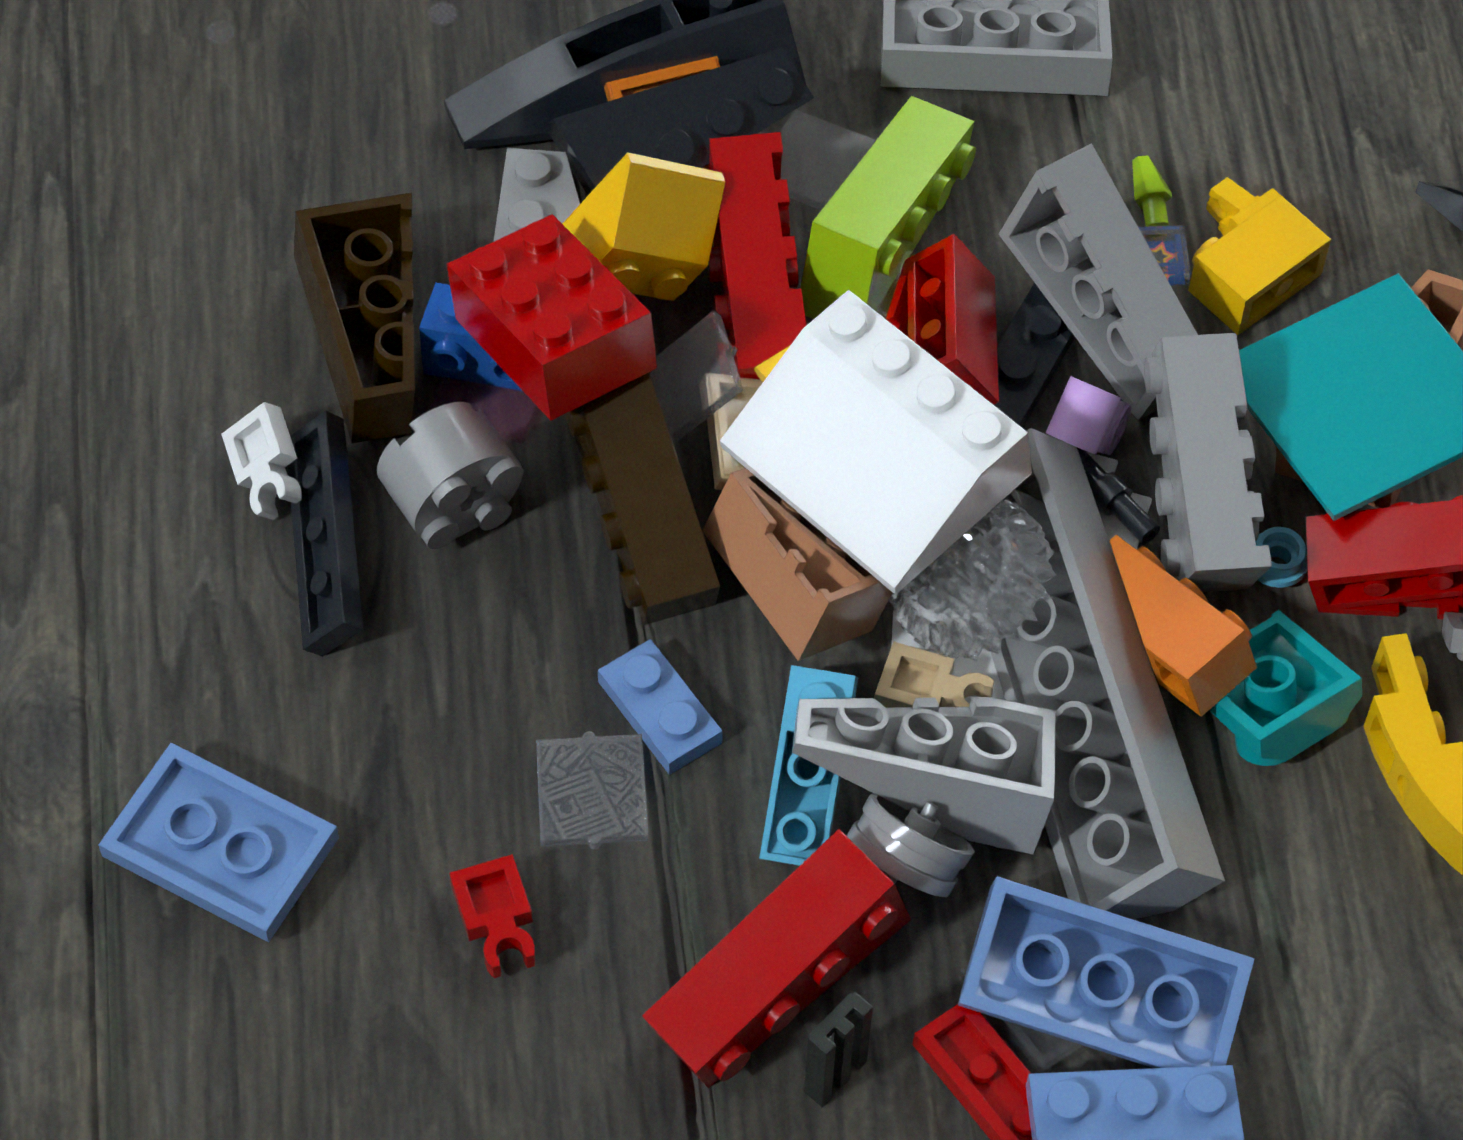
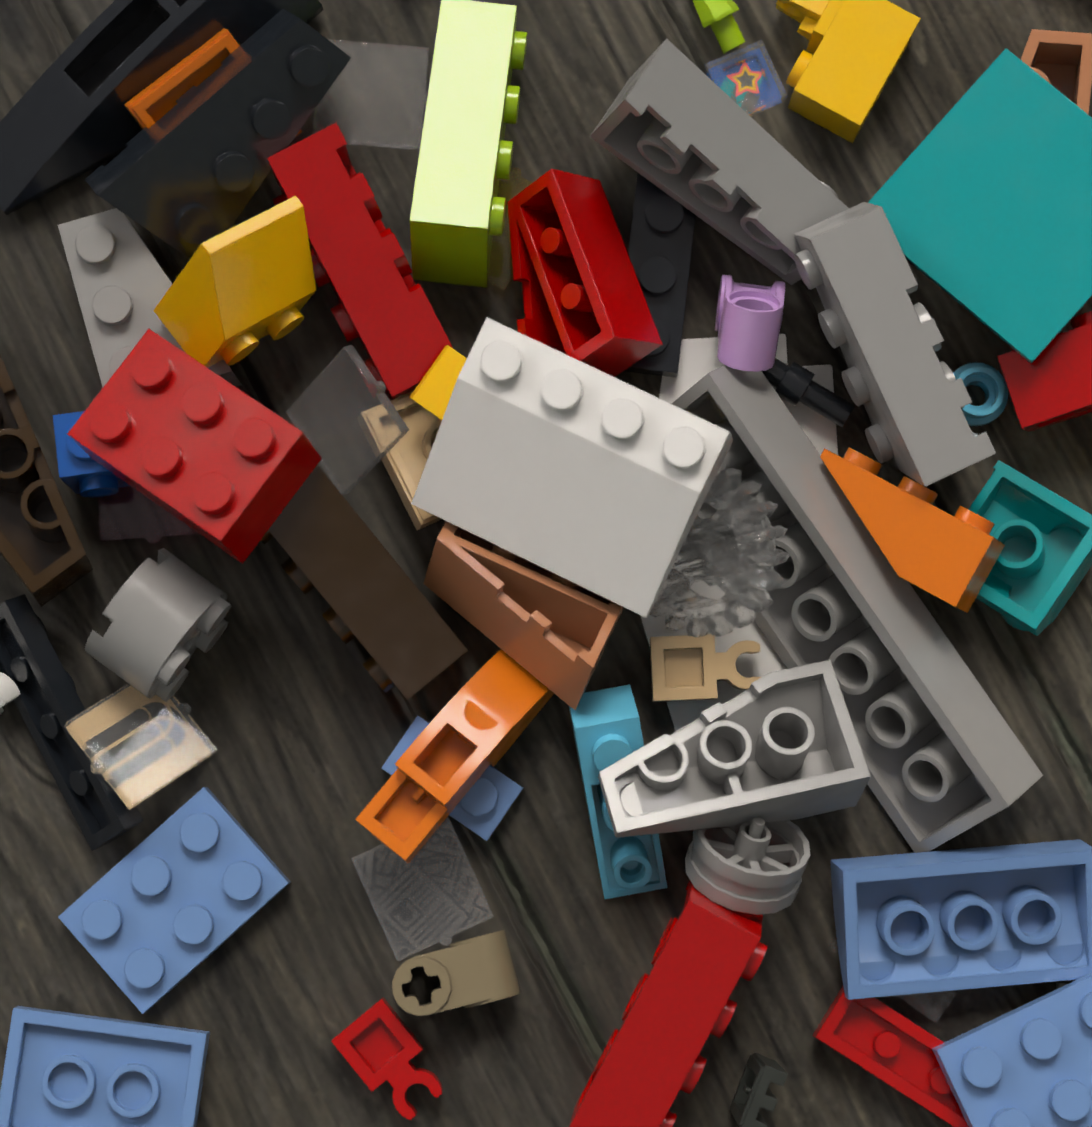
camera: 20 degrees left, 25 degrees up
(358, 717) = (174, 899): none -> medium blue plate
(390, 566) = (139, 742): none -> clear piece
(595, 865) = (469, 973): none -> dark tan piece
(671, 656) = (453, 754): none -> orange slope

